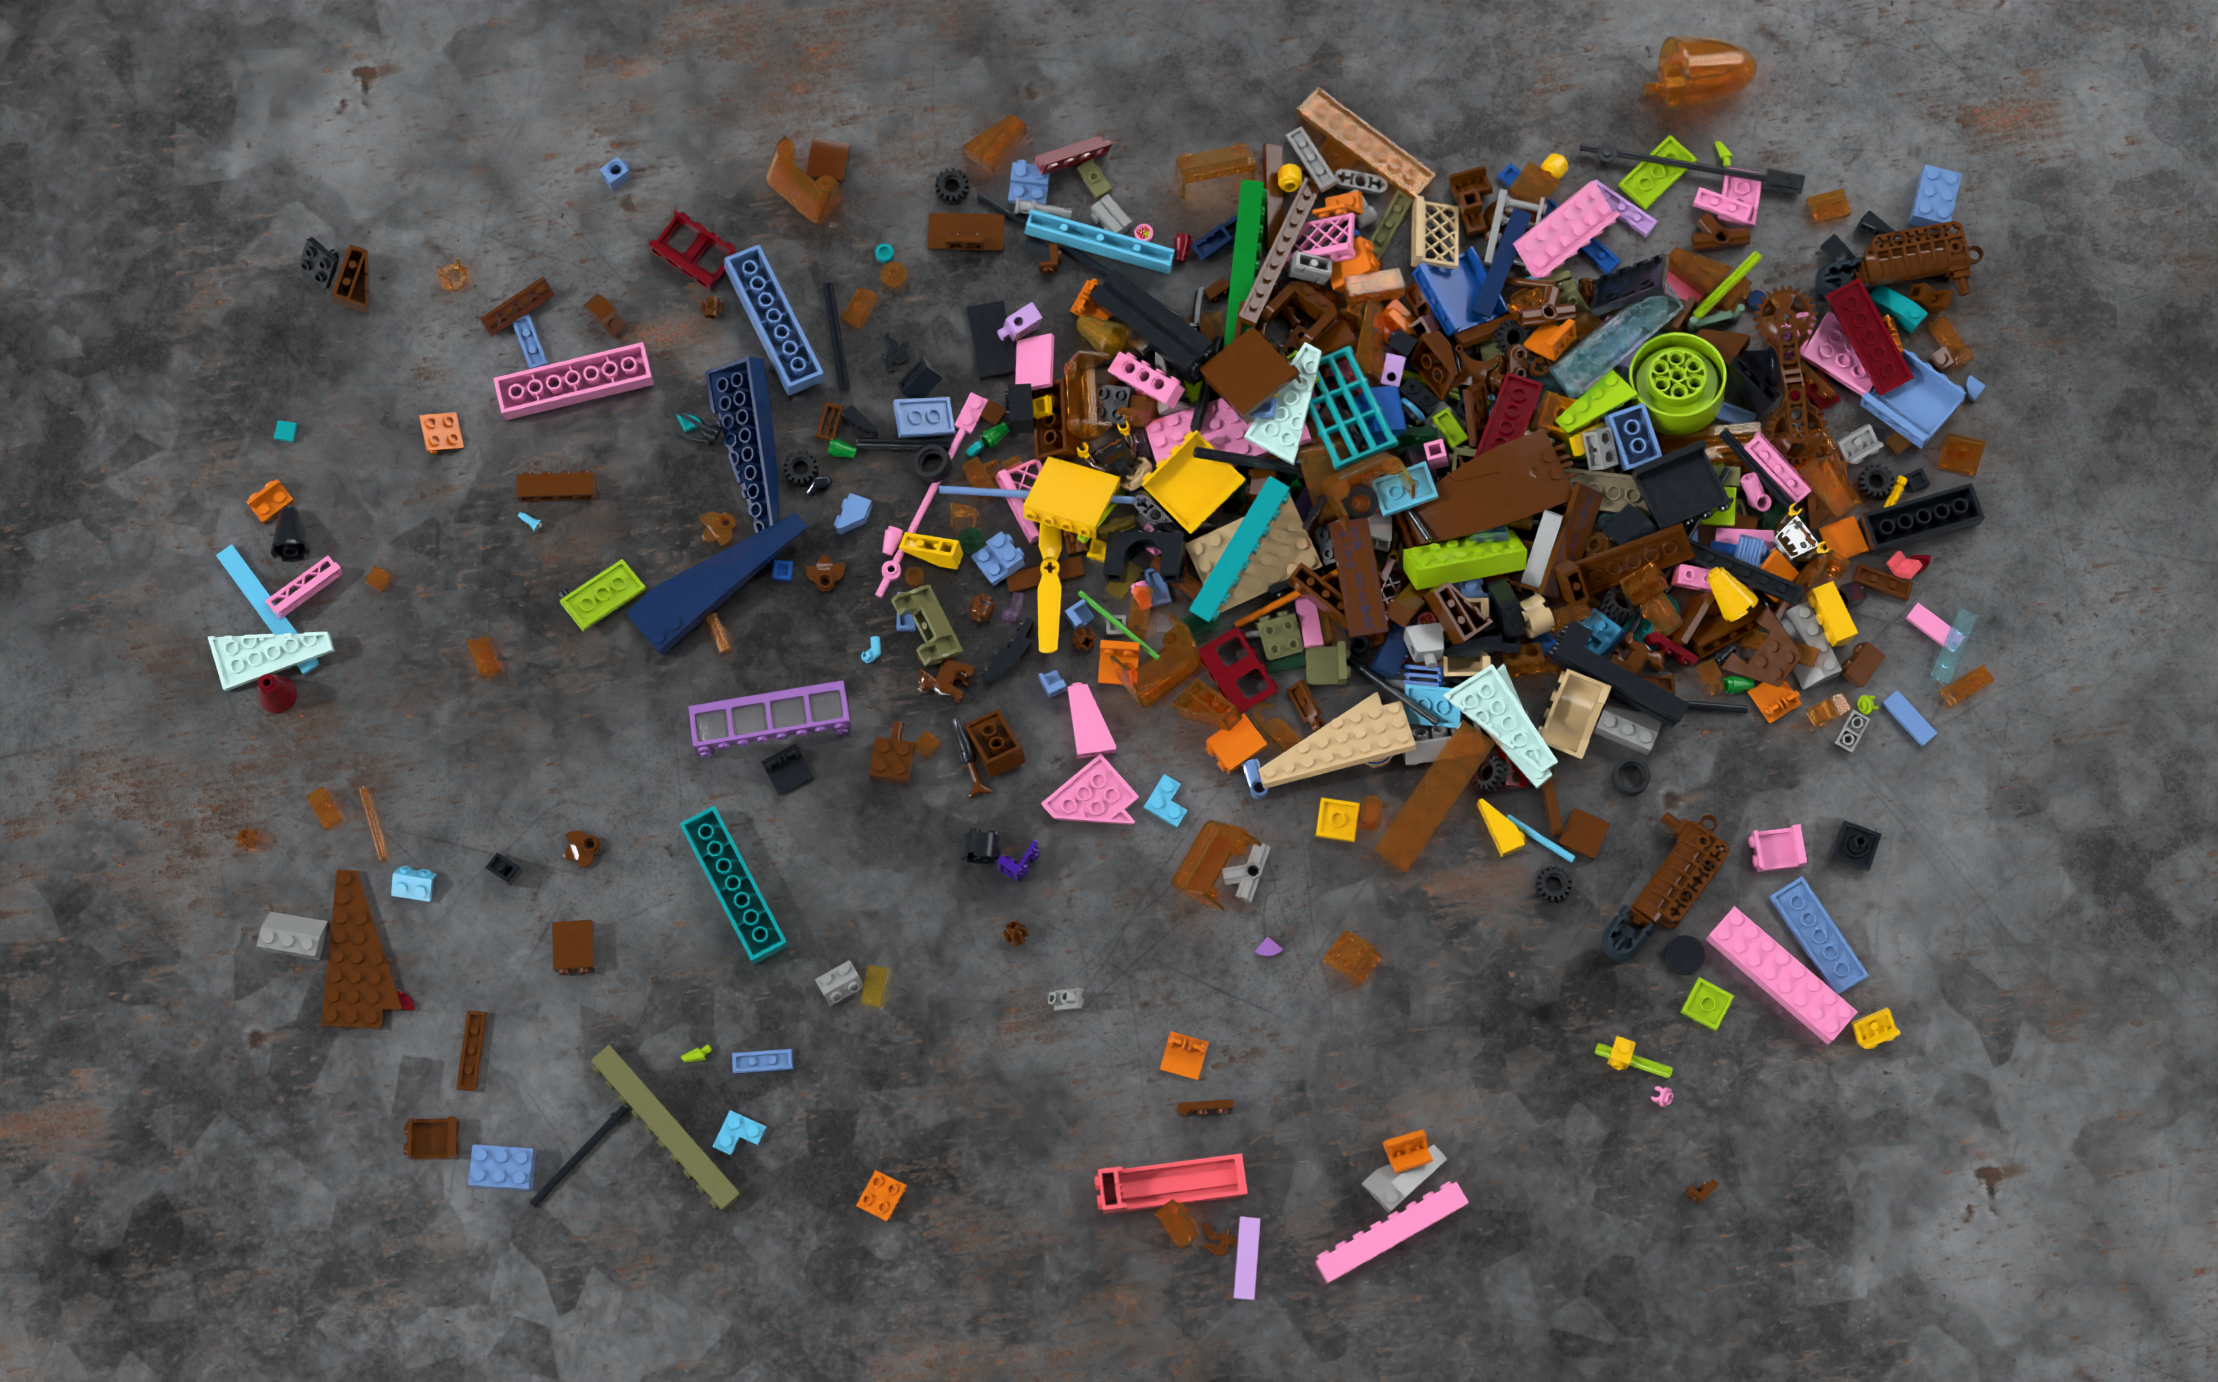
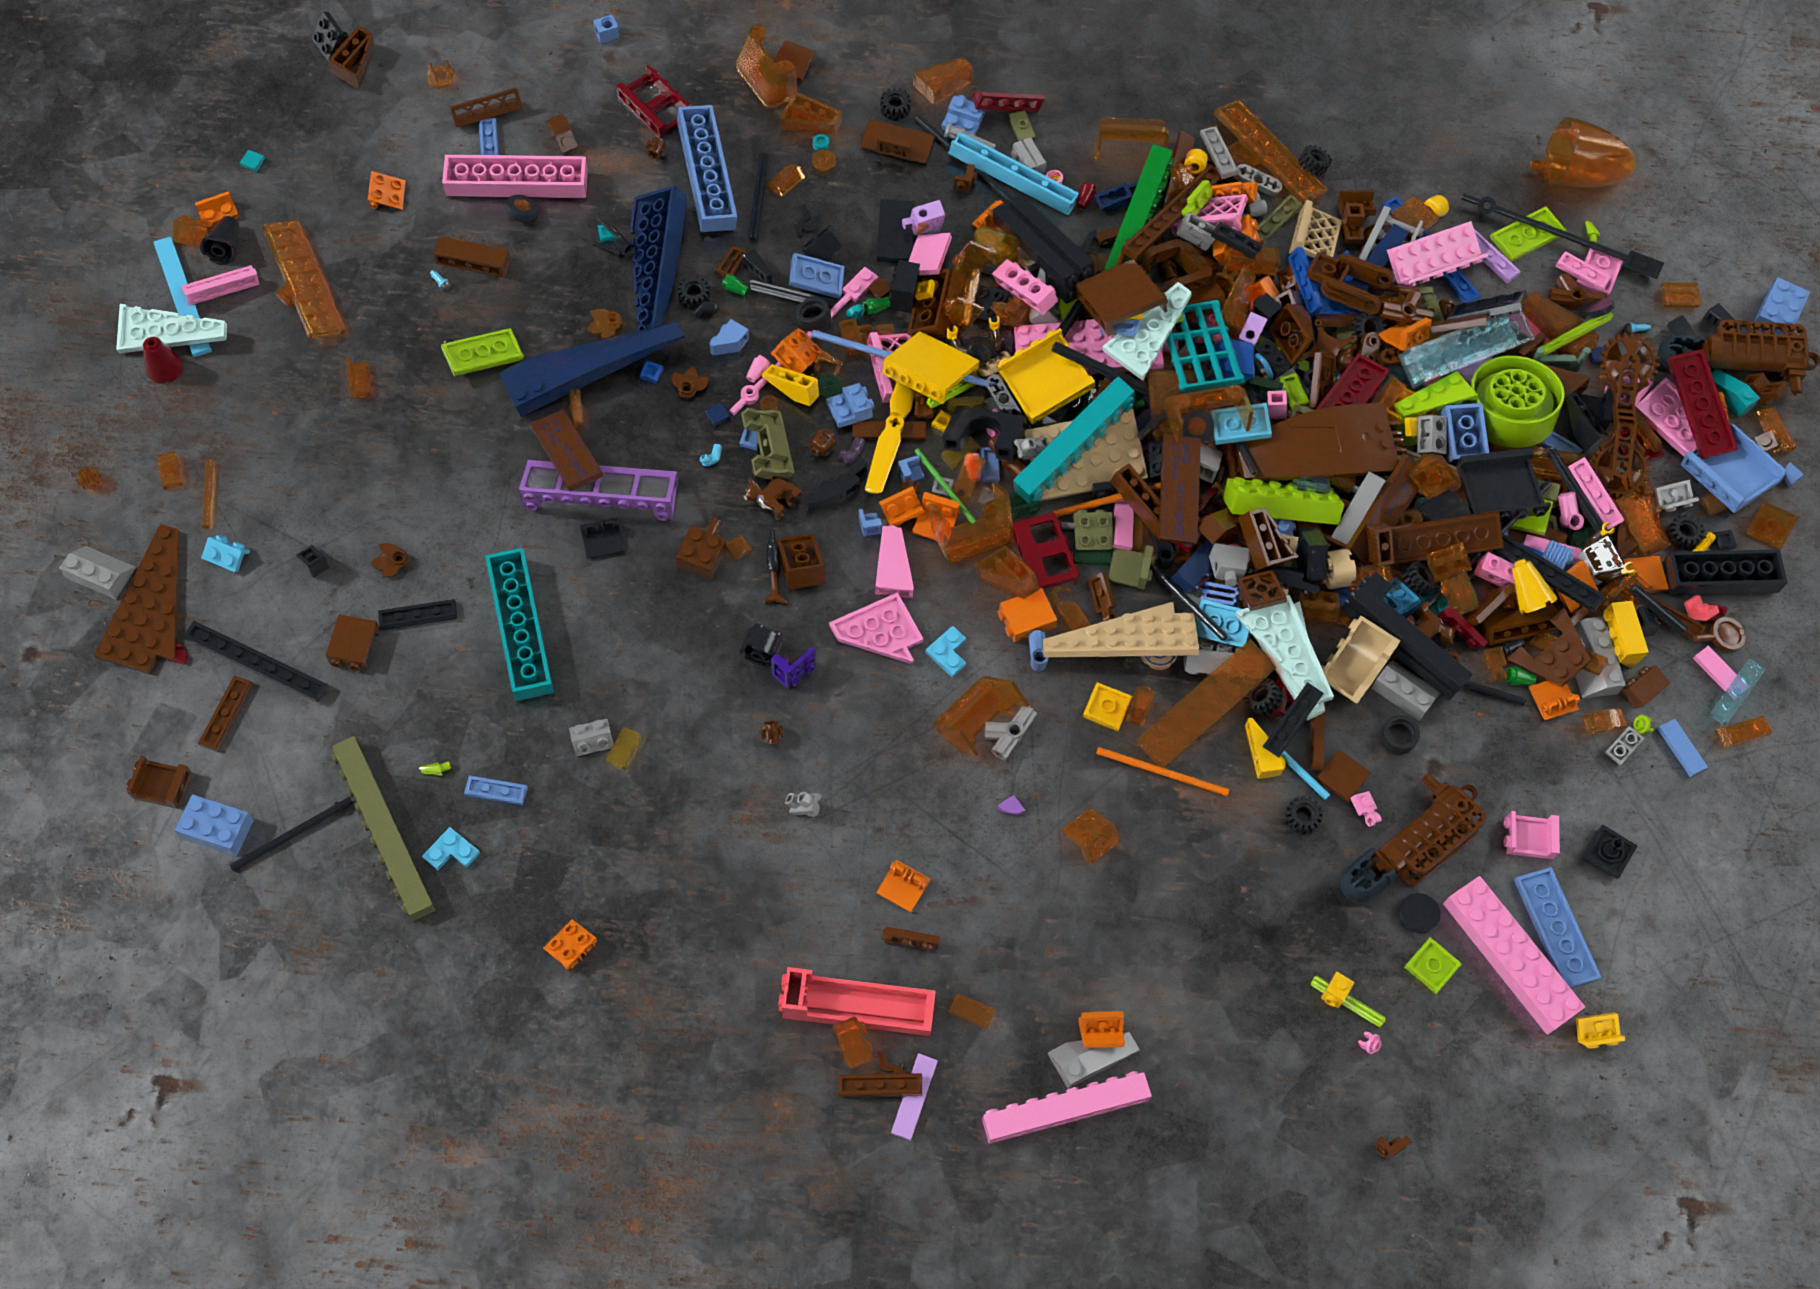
camera: 10 degrees right, 10 degrees down
(253, 533) = (190, 230): none -> clear orange bracket
(388, 558) = (303, 279): none -> clear orange plate
(483, 990) = (255, 661): none -> black plate
(591, 417) = (521, 208): none -> black wheel
(627, 899) = (417, 614): none -> black tile
(725, 686) = (566, 450): none -> reddish brown tile
(865, 227) = (810, 116): none -> clear orange wedge
(865, 601) = (717, 414): none -> dark blue tile
(928, 512) = (796, 351): none -> orange bracket
(1081, 660) = (901, 507): none -> orange bracket
(1198, 565) = (1031, 447): none -> light grey hips
(1212, 1256) = (880, 1085): none -> reddish brown tile
(1279, 201) = (1182, 175): none -> clear orange piece
(1280, 1161) = (971, 1010): none -> clear orange tile
(1302, 229) = (1198, 198): none -> lime hinge
(1354, 273) = (1236, 240): none -> black hinge
(1409, 874) = (1164, 772): none -> orange piece
(1412, 150) = (1315, 160): none -> black tyre
(1460, 285) = (1333, 272): none -> reddish brown plate
(1466, 649) = (1267, 576): none -> reddish brown piece
(1523, 794) = (1293, 719): none -> black tile
(1604, 316) = (1459, 323): none -> tile
(1609, 496) = (1433, 475): none -> clear orange slope
(1611, 859) = (1366, 806): none -> bright pink plate
(1742, 251) = (1596, 308): none -> black tile
(1783, 259) = (1631, 327): none -> medium azure piece
(1860, 580) = (1656, 607): none -> black axle
(1932, 585) = (1725, 635): none -> reddish brown piece

